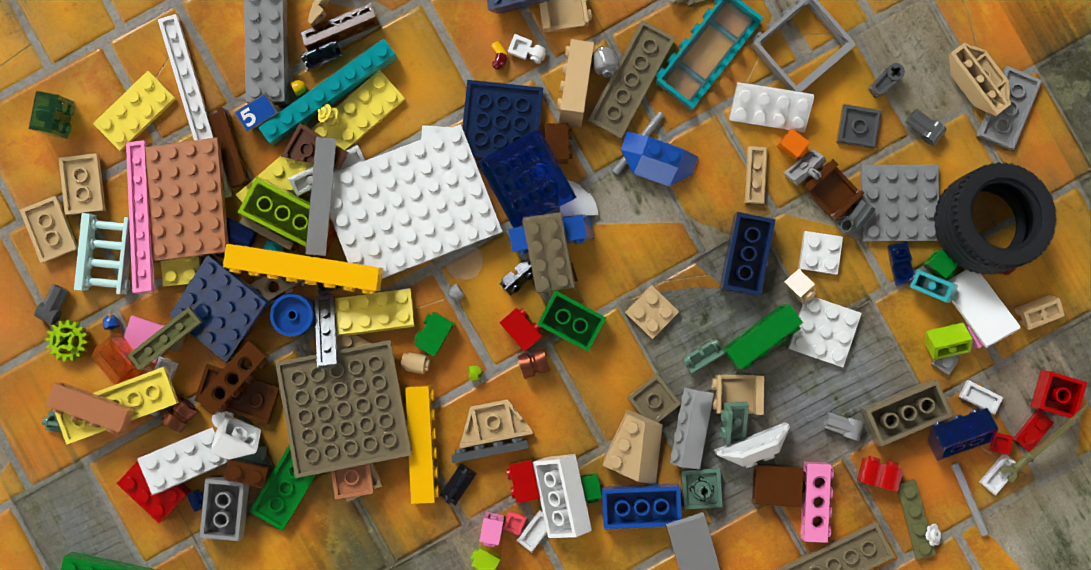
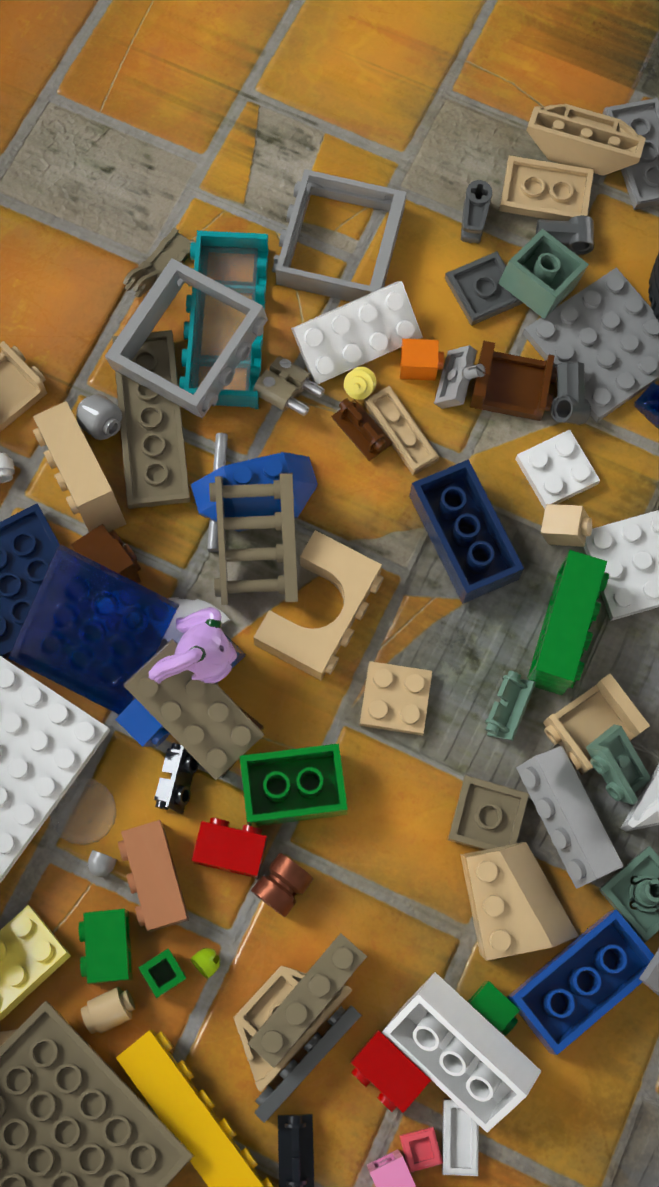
camera: 40 degrees left, 15 degrees down
(451, 364) = (162, 973): none -> green brick
(476, 316) = (153, 876): none -> nougat brick
(508, 424) = (307, 1000): none -> dark tan brick
(571, 228) = (200, 650): none -> lavender hair
(657, 186) = (283, 553): none -> dark tan fence
(666, 24) = (150, 312): none -> light grey window
(674, 238) = (316, 648): none -> tan arch
(713, 108) = (284, 383): none -> dark tan piece
(735, 161) = (361, 429): none -> reddish brown hinge
(752, 135) = (360, 383): none -> light yellow wheel
(894, 142) = (543, 273): none -> sand green brick
(935, 93) = (545, 189): none -> tan plate

